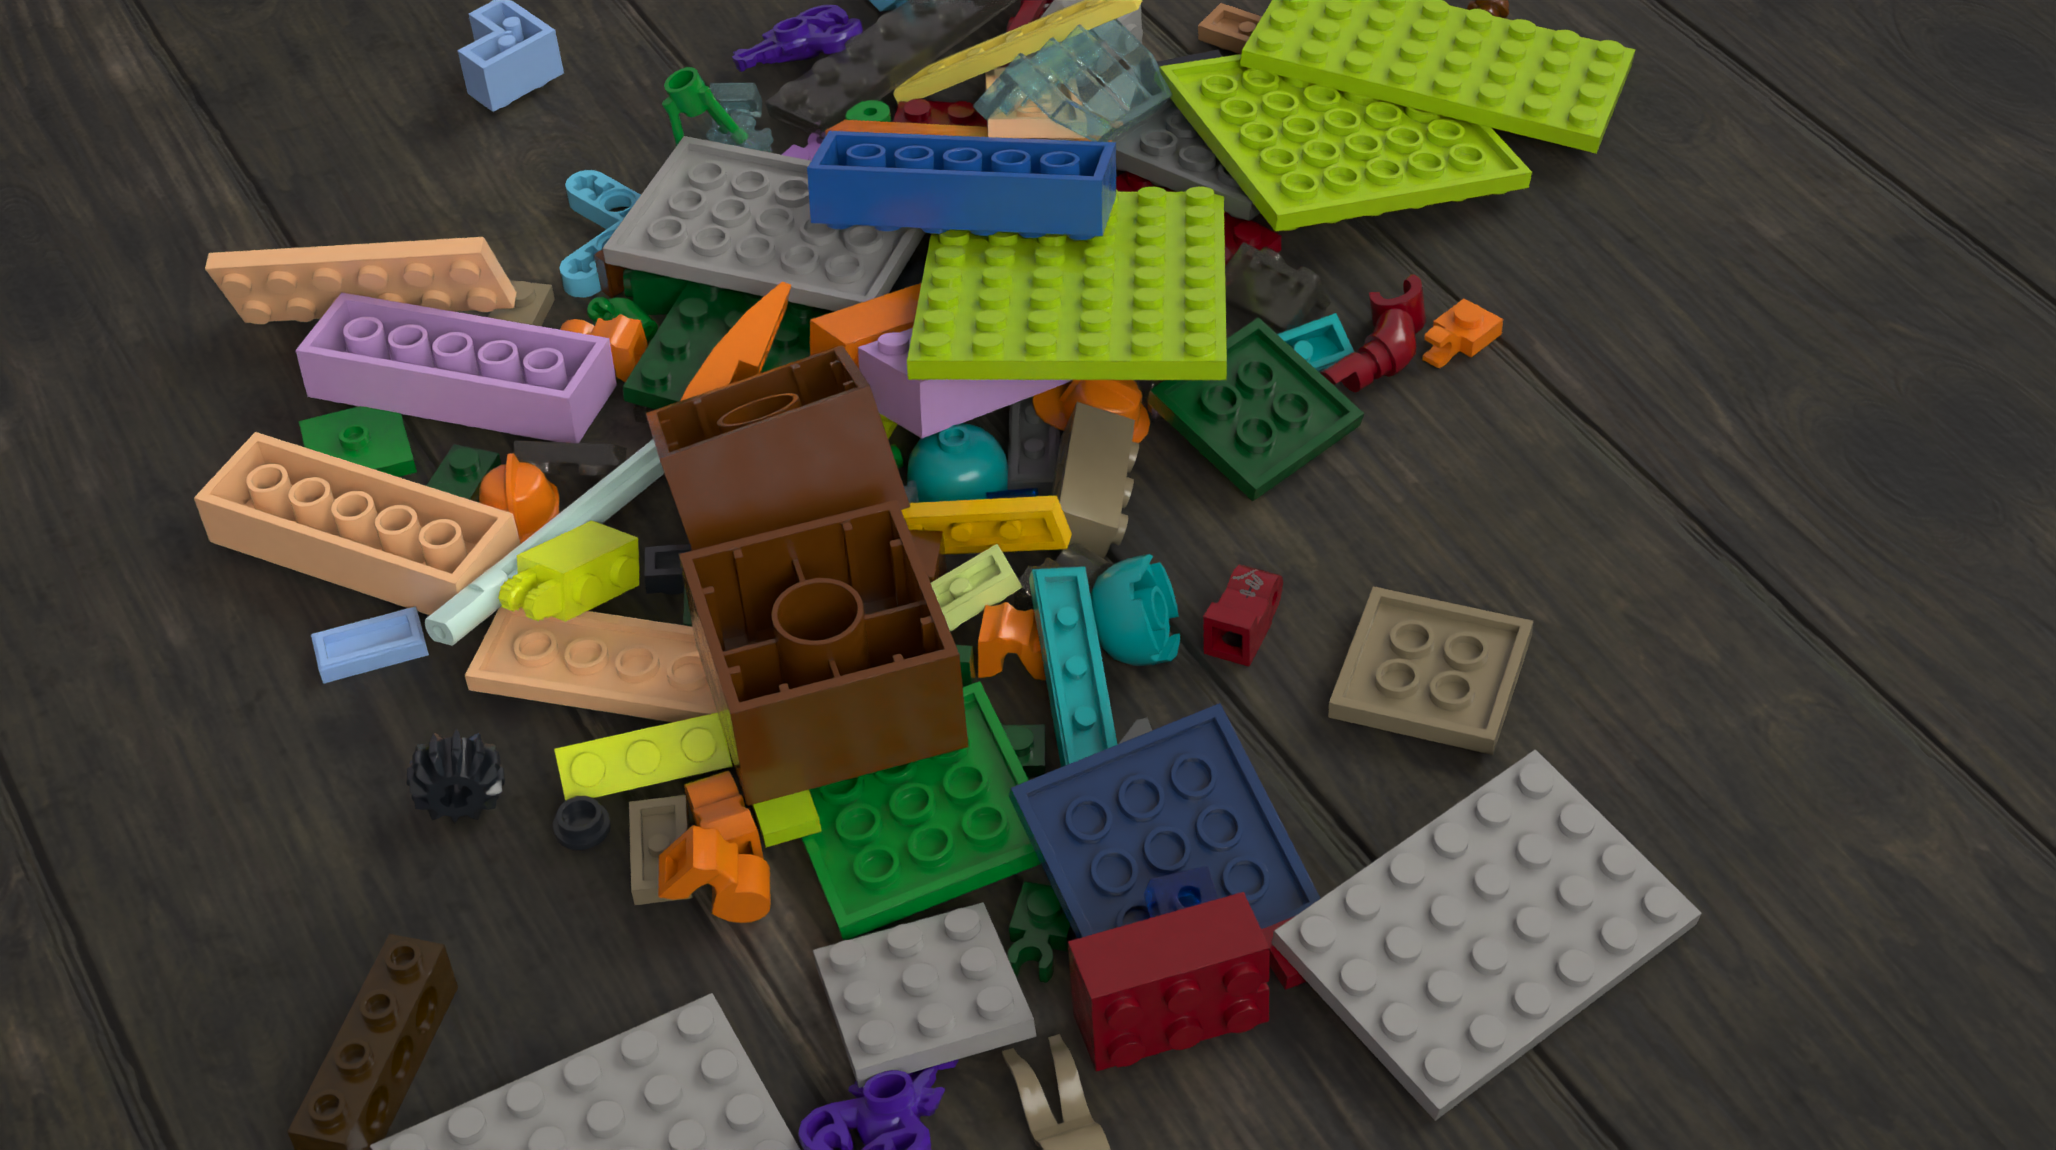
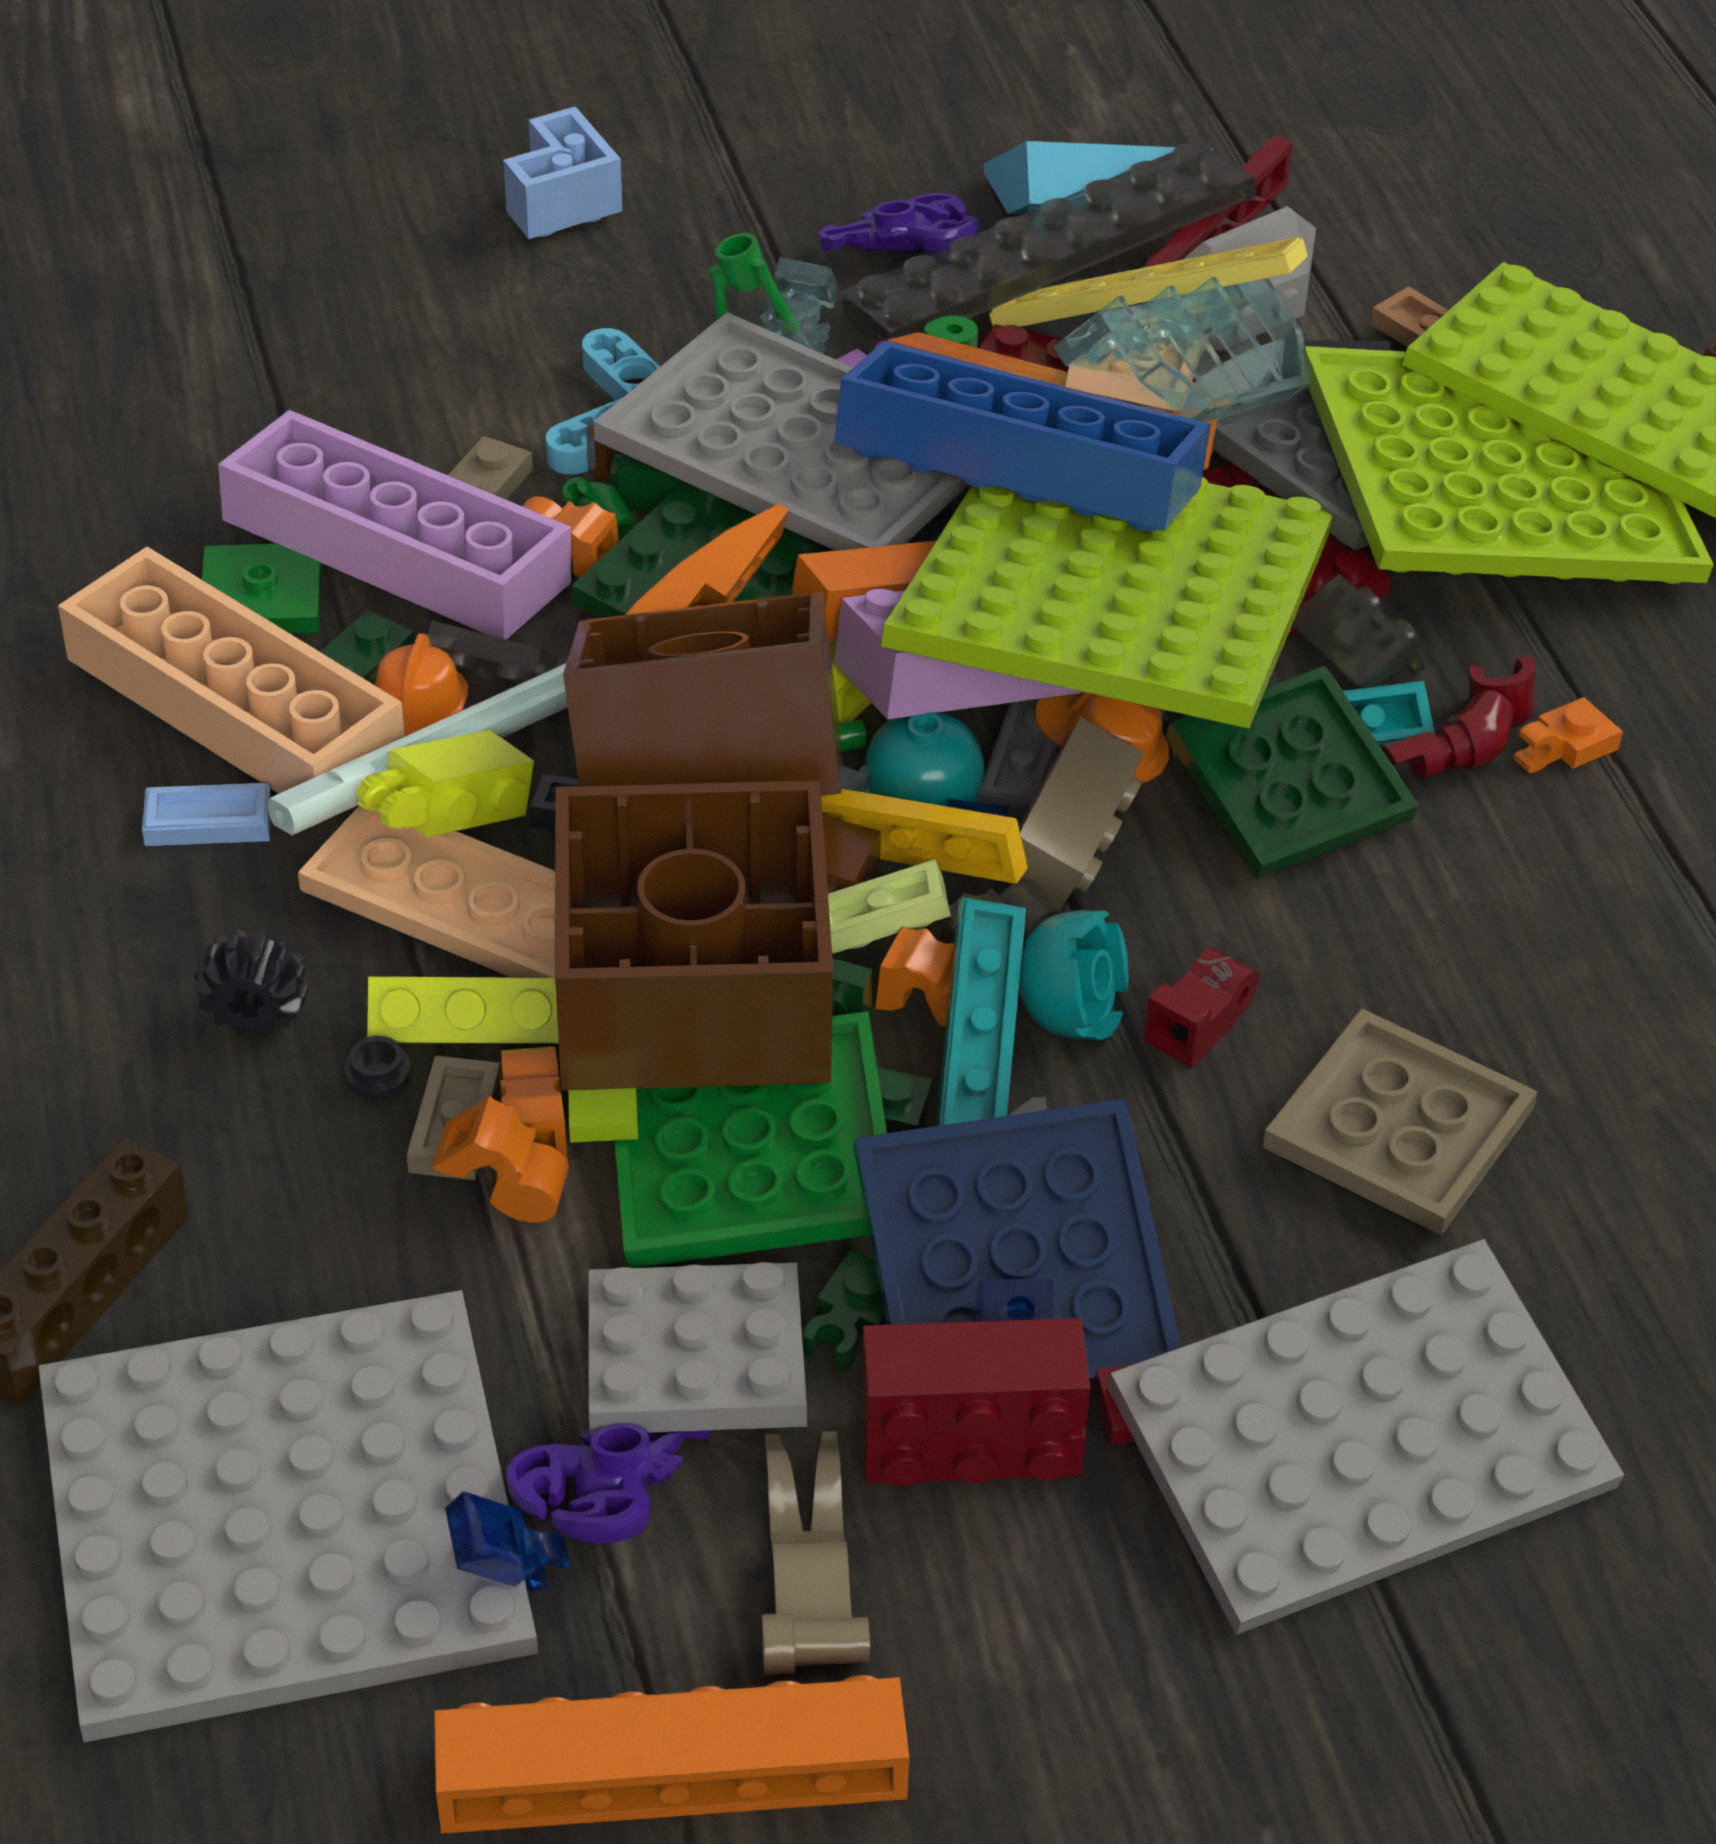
camera: 10 degrees right, 0 degrees up
(307, 280) = (253, 387): light nougat plate -> none

